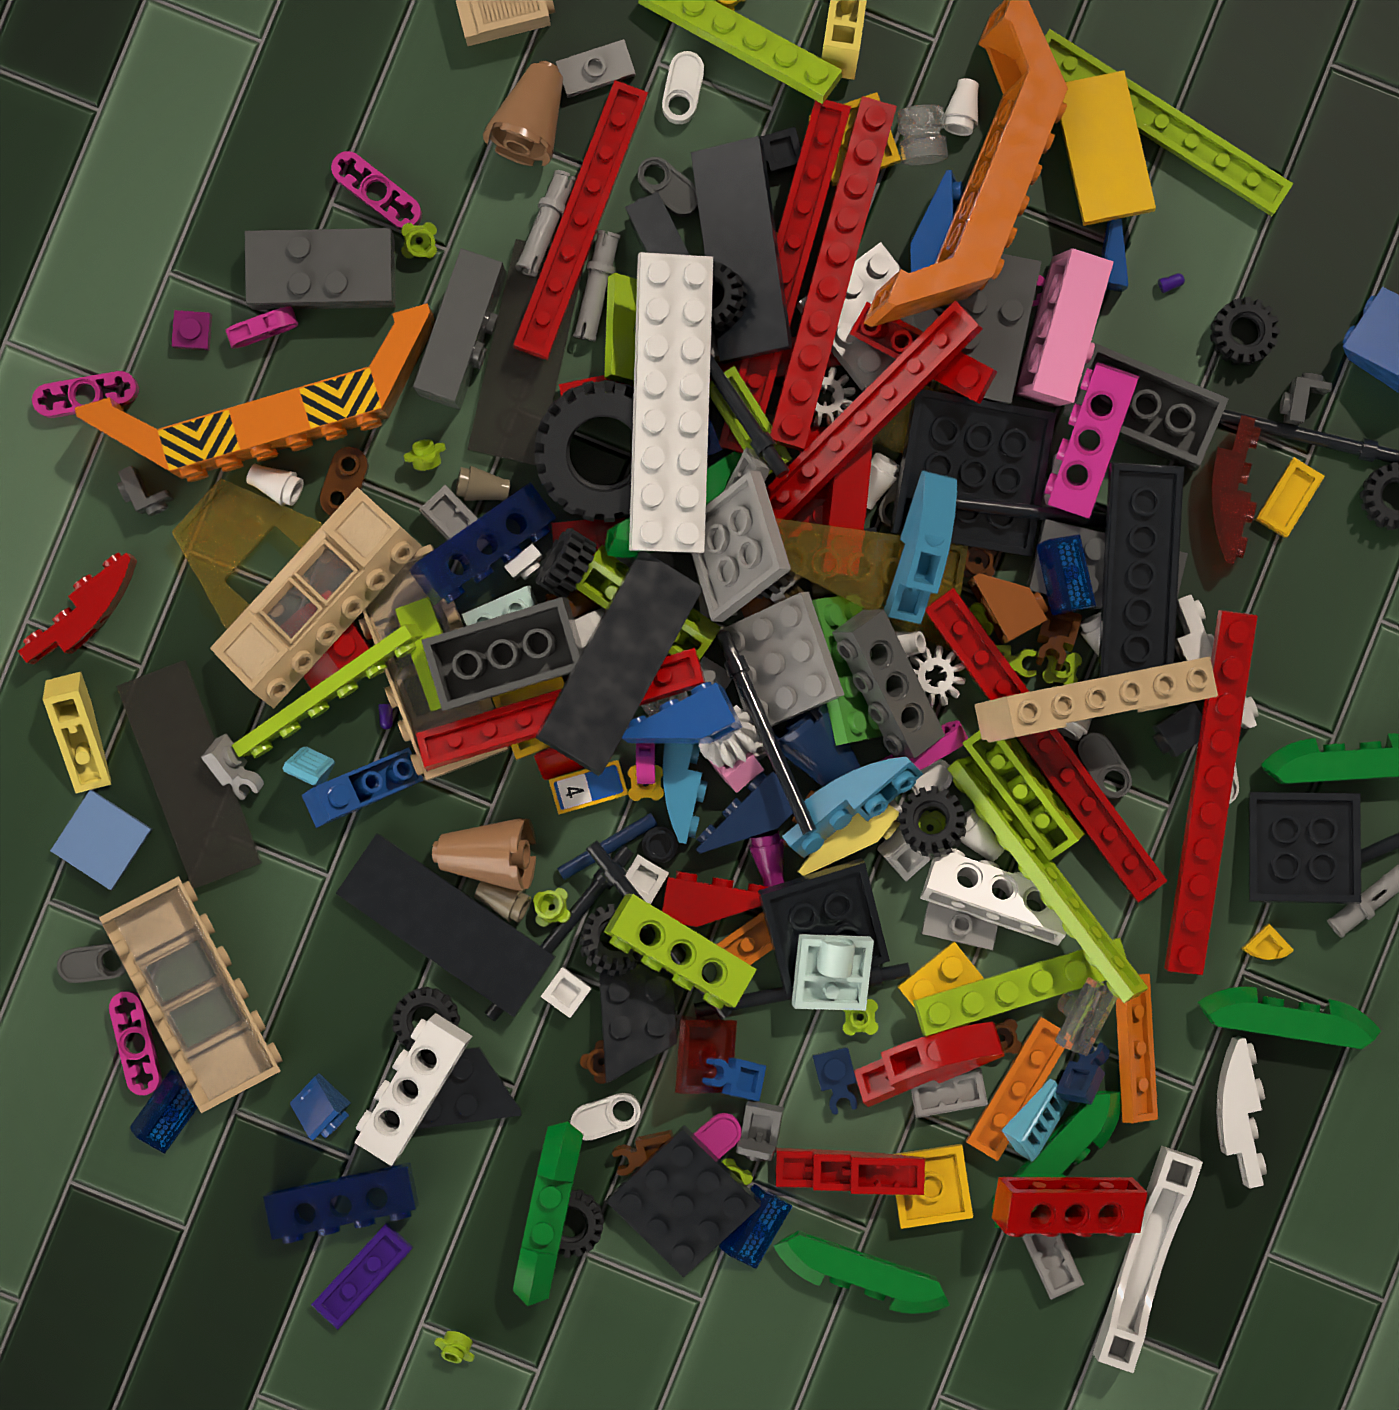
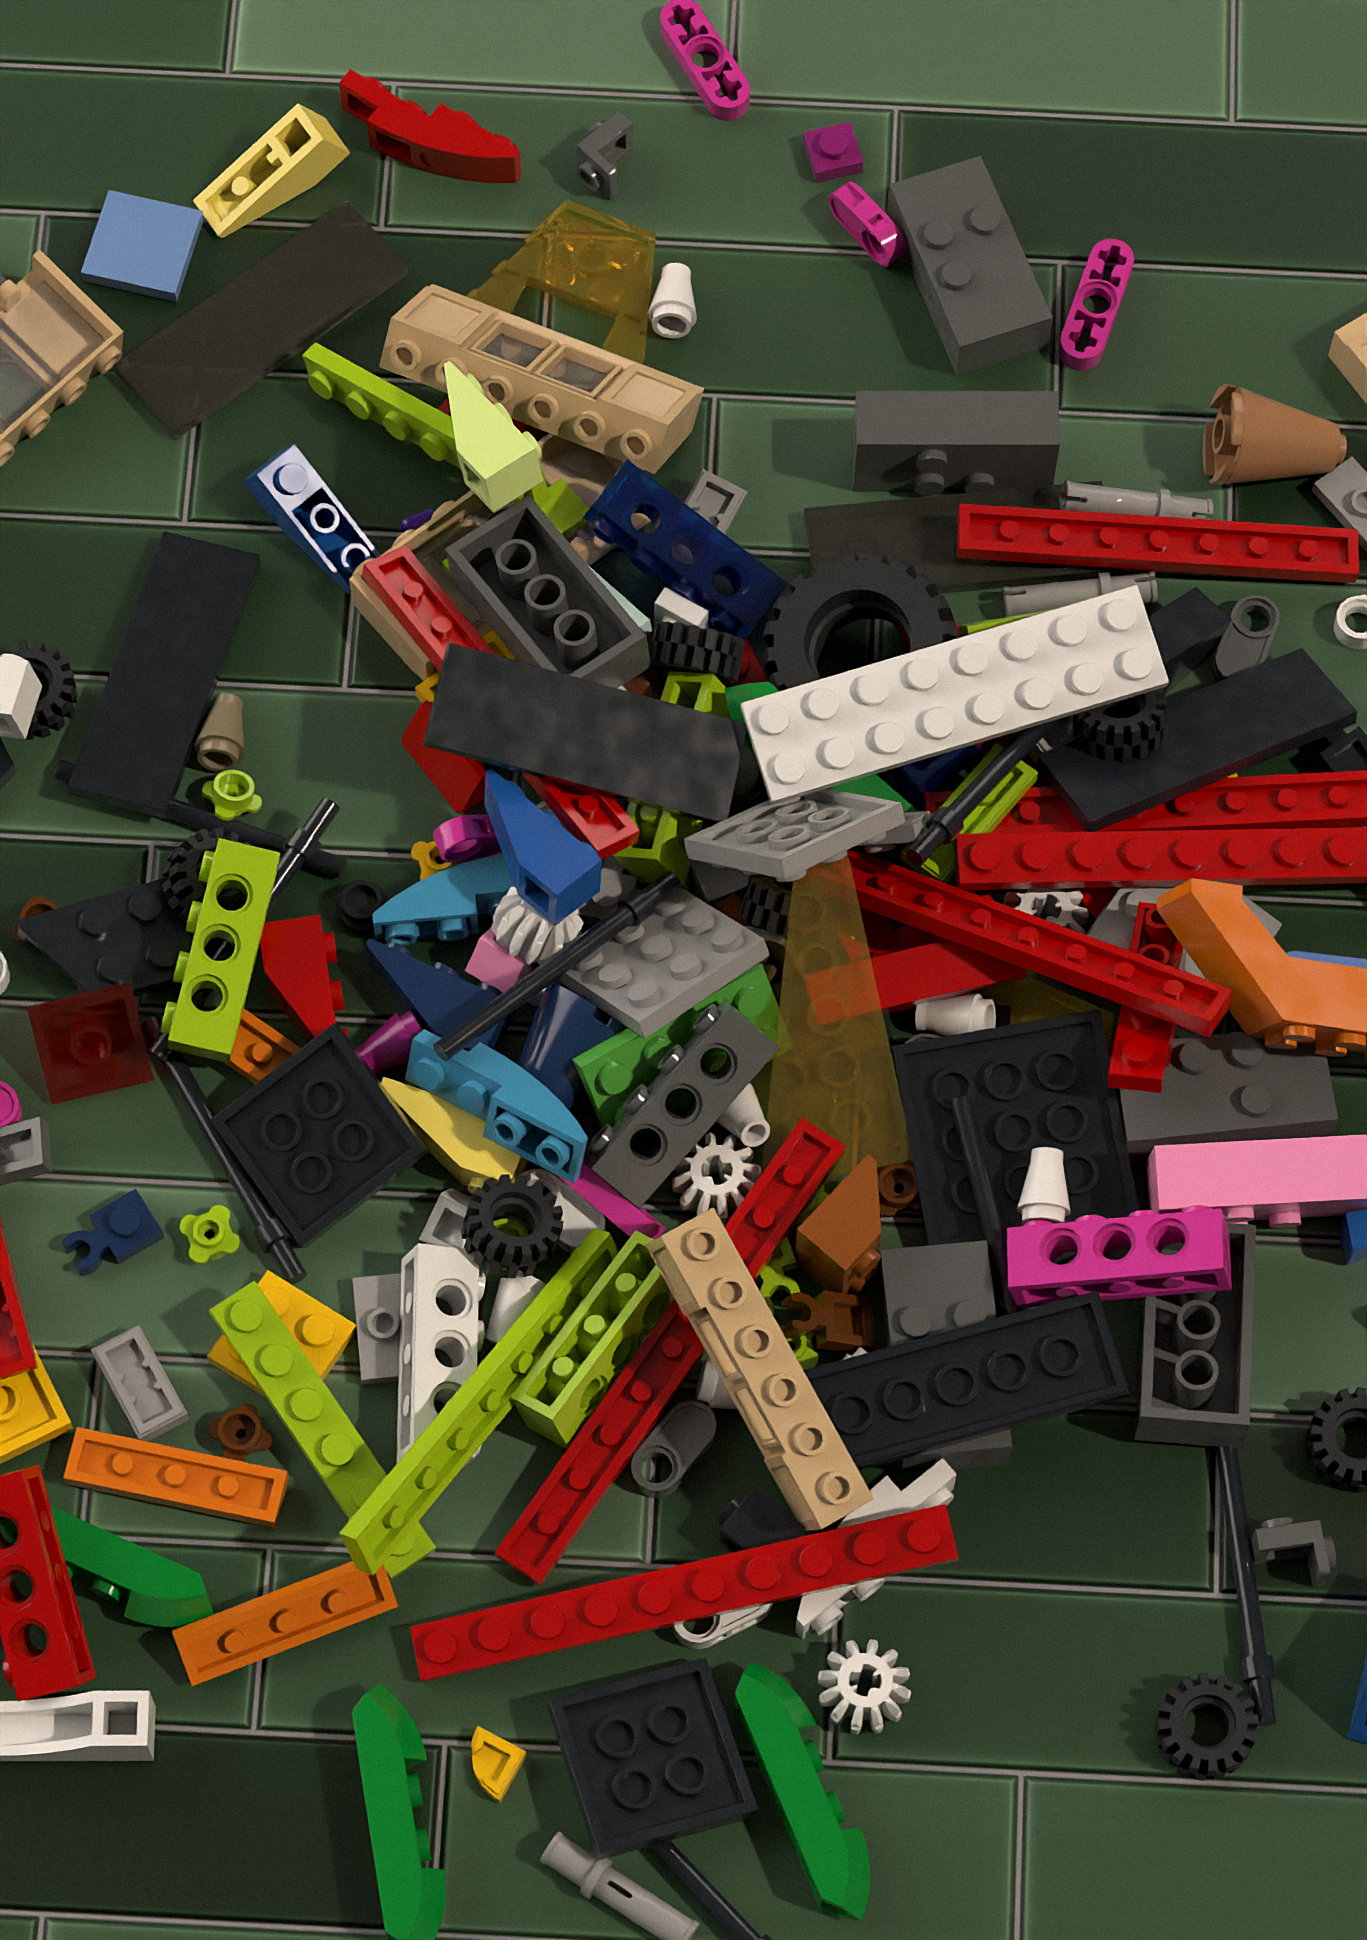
camera: 70 degrees right, 20 degrees down
(229, 767) = (285, 351): light grey plate -> none
(277, 420) = (753, 265): orange slope -> none
(309, 766) = (319, 439): medium azure slope -> none
(343, 481) = (709, 373): reddish brown plate -> none
(381, 658) = (492, 452): none -> yellowish green slope
(425, 454) = (777, 459): lime plate -> none
(426, 247) = (1059, 356): lime plate -> none
(480, 485) = (763, 533): dark tan cone -> none
(490, 853) = (280, 697): medium nougat cone -> none
(566, 992) = (122, 848): white plate -> none
(587, 789) = (408, 791): tile -> none
(610, 844) = (341, 844): dark blue bar -> none
(646, 877) = (309, 895): white plate -> none
(737, 1077) = (74, 1101): blue plate -> none
(832, 972) = (258, 1161): light aqua plate -> none
(926, 547) = (884, 1080): dark azure slope -> none
(928, 1059) = (182, 1332): red slope -> none
(1025, 469) = (1045, 1188): none -> white cone
(1030, 1126) = (133, 1487): medium azure slope -> none
(1066, 574) = (920, 1286): clear blue slope -> none
(1083, 1077) = (222, 1555): dark blue plate -> none
(1084, 1016) = (301, 1525): clear tile -> none
(1230, 504) = (1102, 1493): clear red slope -> none
(1236, 1097) = (259, 1782): white slope -> none
(1289, 497) = (1147, 1583): yellow tile -> none
(1312, 696) = (879, 1700): none -> white gear

